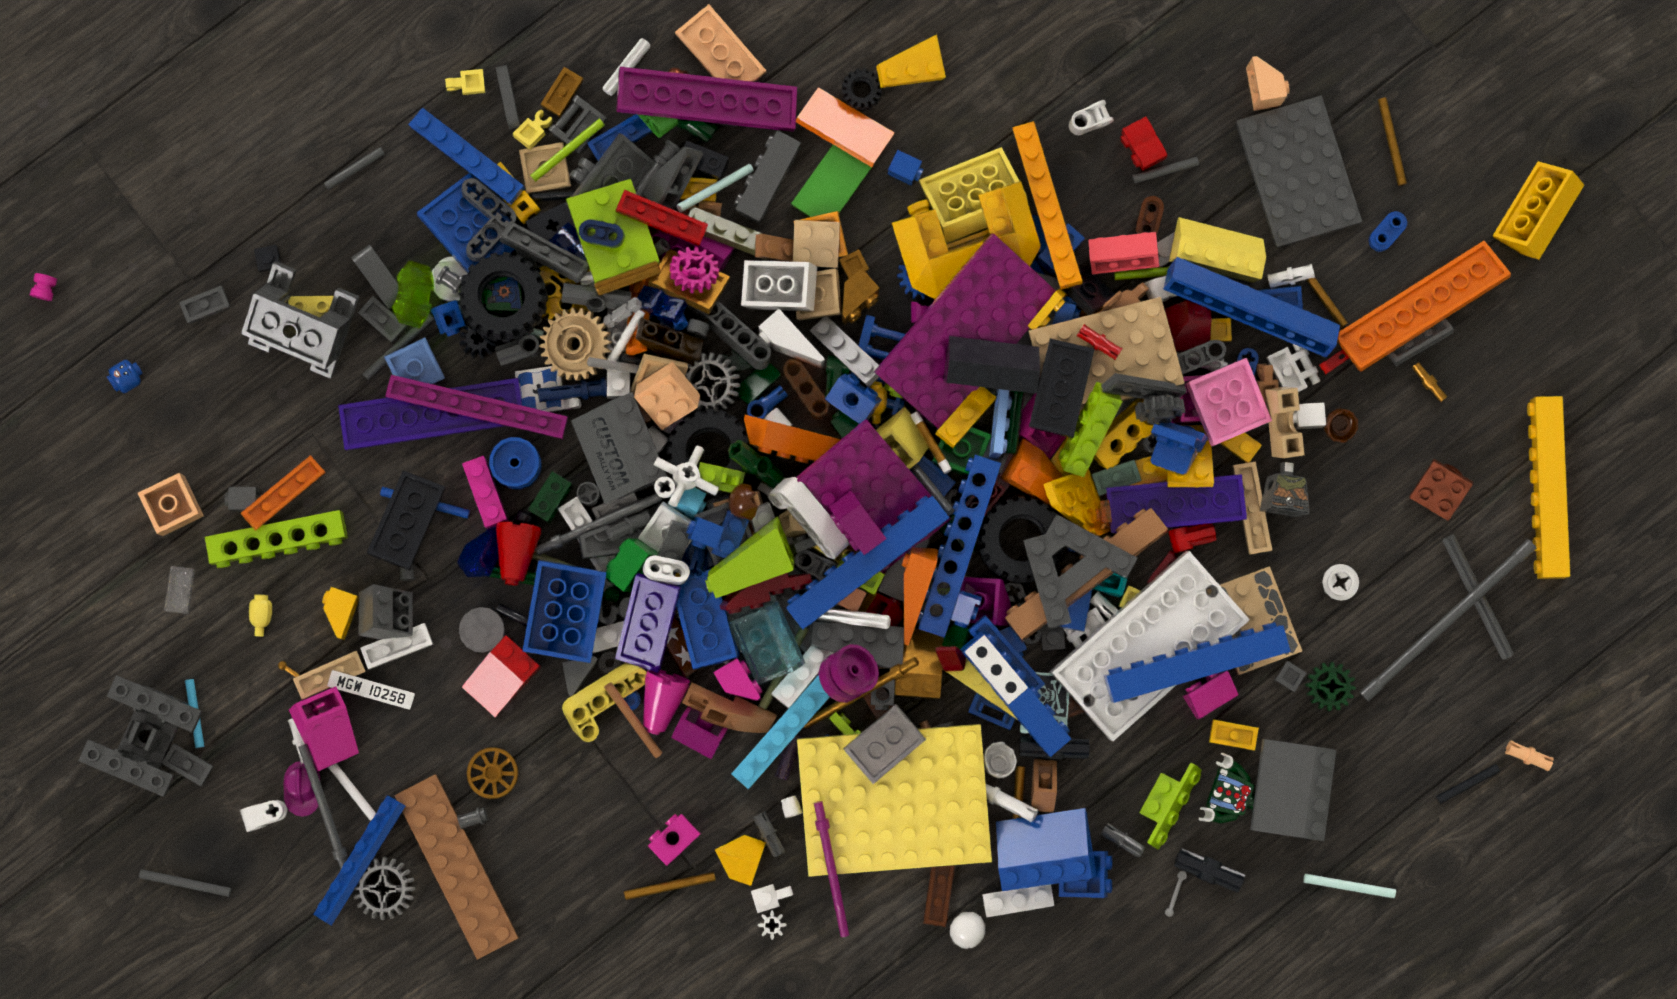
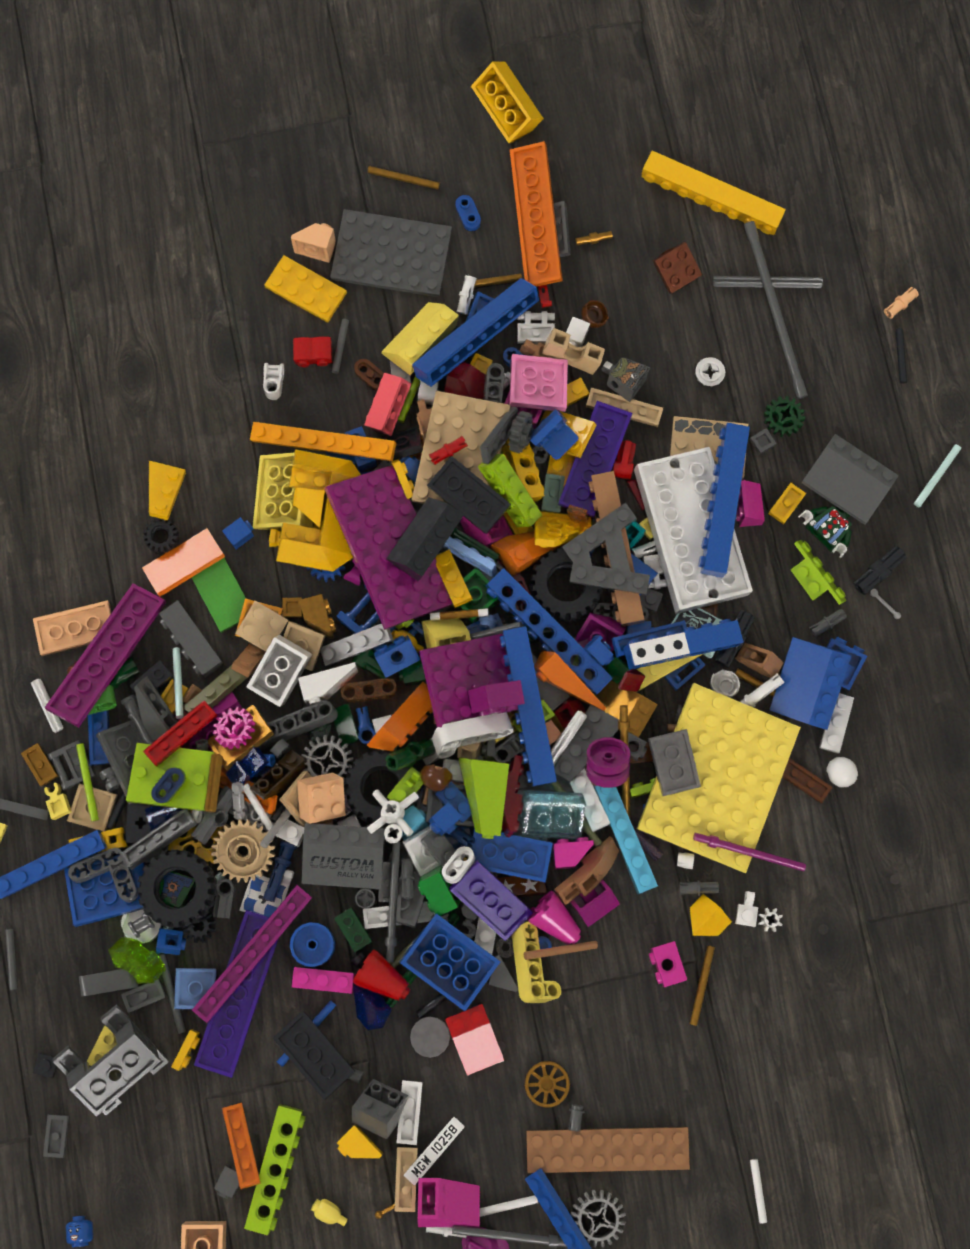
camera: 60 degrees left, 5 degrees down
(359, 390) = (183, 1058): none -> yellow plate
(939, 476) = (488, 621): none -> medium blue plate
(970, 227) = (310, 503): none -> yellow slope
(1210, 100) = (305, 288): none -> yellow plate

